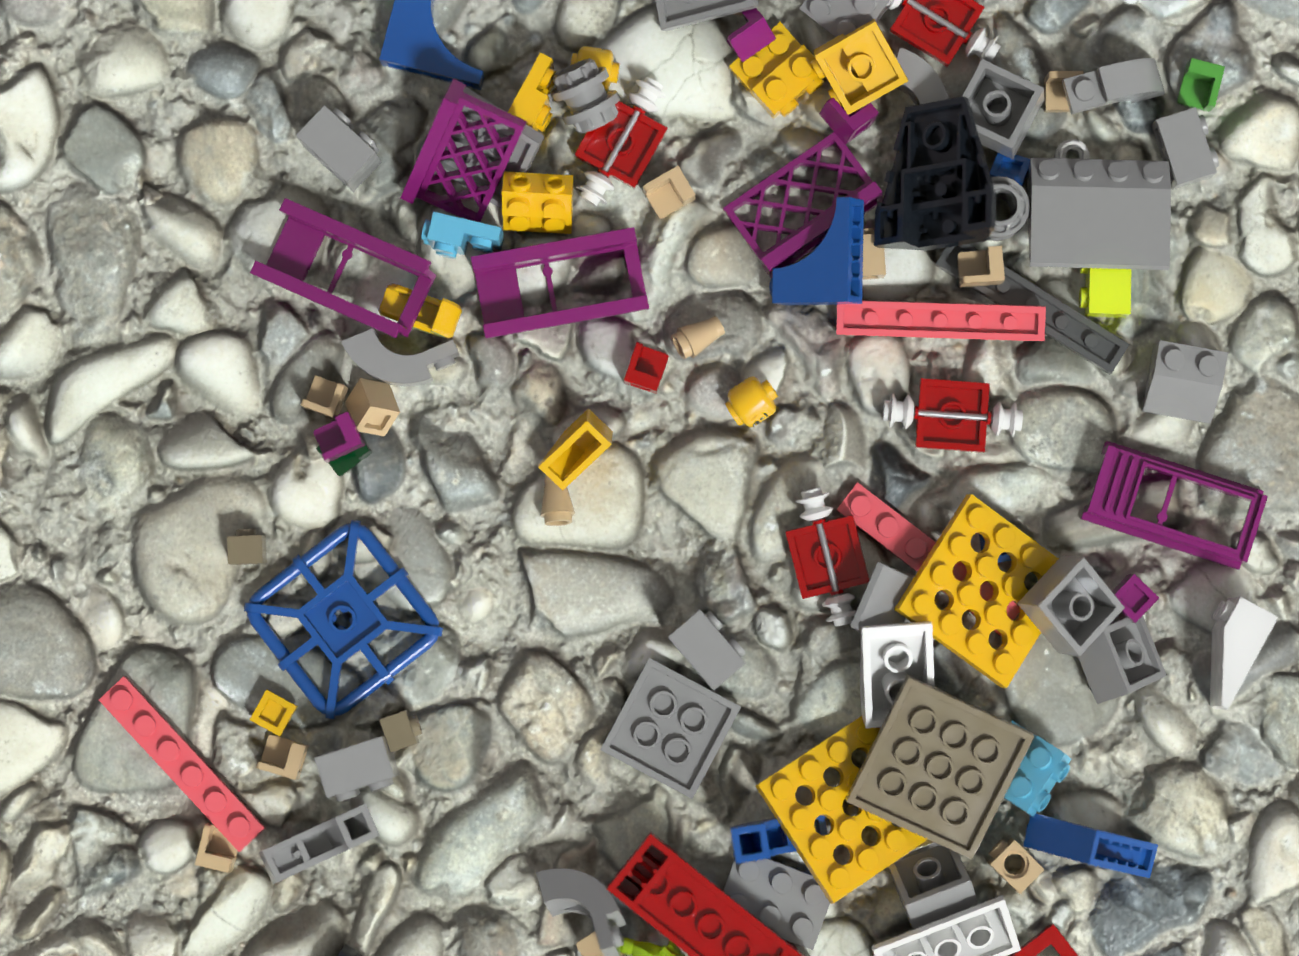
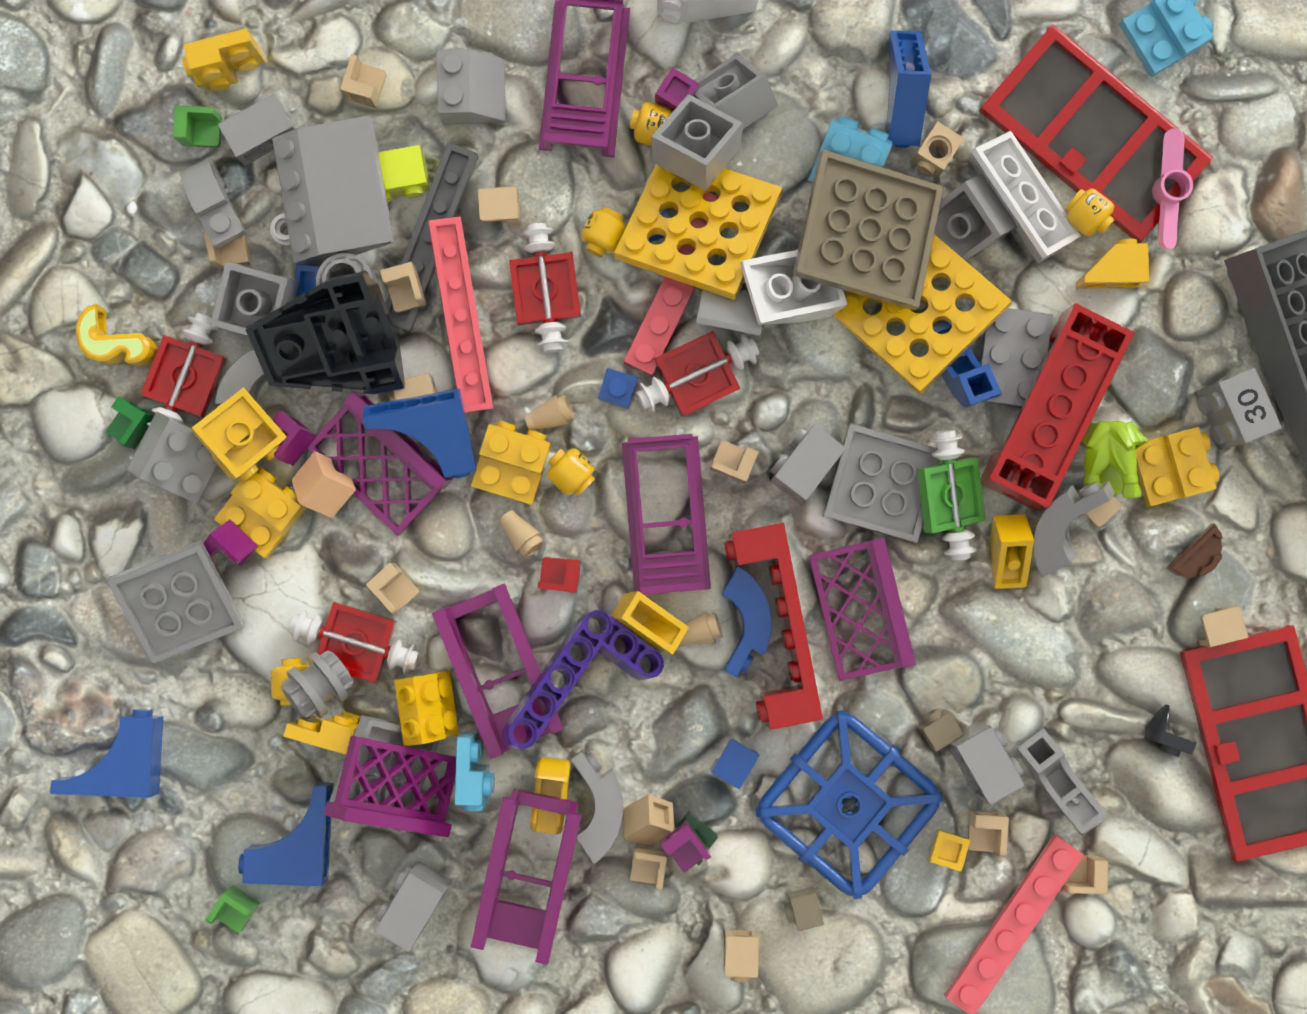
camera: 105 degrees left, 0 degrees up
(214, 473) = (741, 954): none -> tan brick
(411, 508) = (734, 763): none -> blue panel
(460, 584) = (796, 703): none -> red plate
(542, 708) = (890, 603): none -> magenta fence
(544, 360) = (572, 671): none -> dark purple beam
(565, 563) = (756, 619): none -> blue arch
(570, 847) = (1011, 551): none -> yellow slope
(625, 483) = (670, 570): none -> magenta piece
(642, 796) = (951, 495): none -> bright green plate
(727, 575) = (734, 461): none -> tan panel
(774, 342) = (511, 462): none -> yellow plate
(790, 140) = (321, 486): none -> light nougat piece
(817, 395) = (550, 414): none -> tan cone
(830, 470) = (617, 388): none -> blue plate
(999, 488) = (602, 231): none -> yellow head
(1049, 385) = (500, 205): none -> tan panel
(1108, 563) = (648, 121): none -> yellow head
(1213, 268) = (362, 82): none -> tan panel
(1263, 117) = (217, 59): none -> yellow plate

